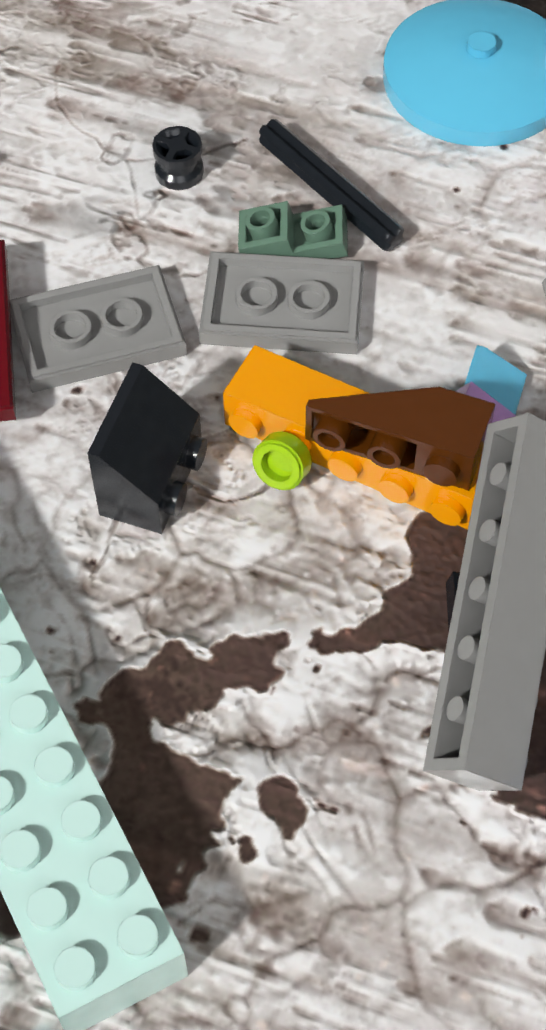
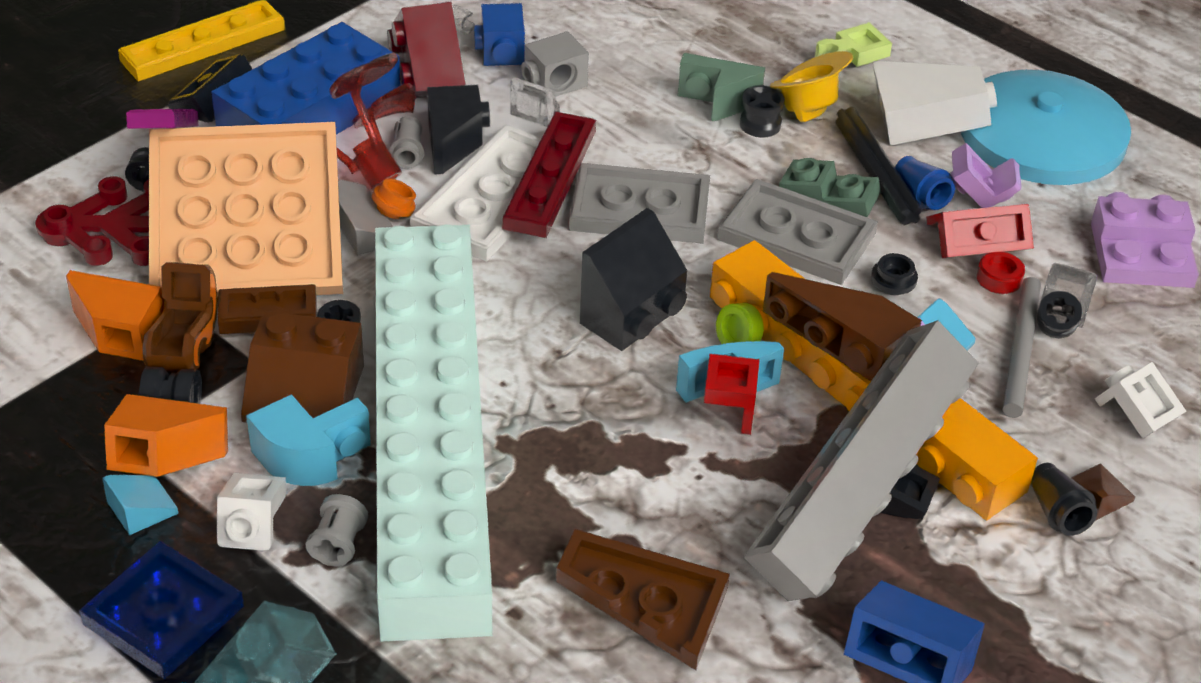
camera: 20 degrees right, 15 degrees down
(116, 135) = (717, 82): none -> sand green slope
(220, 101) = (813, 84): none -> yellow piece
(241, 31) = (862, 41): none -> yellowish green plate
(302, 514) = (694, 365): none -> medium azure slope
(314, 548) = (733, 383): none -> red panel
(336, 853) = (646, 591): none -> reddish brown wing
(355, 83) = (931, 99): none -> white slope
(393, 191) = (928, 183): none -> blue cone
(411, 314) = (894, 274): none -> black plate
(449, 170) = (980, 181): none -> lavender bracket
(477, 232) = (983, 230): none -> panel
(515, 278) = (1000, 272): none -> red tile

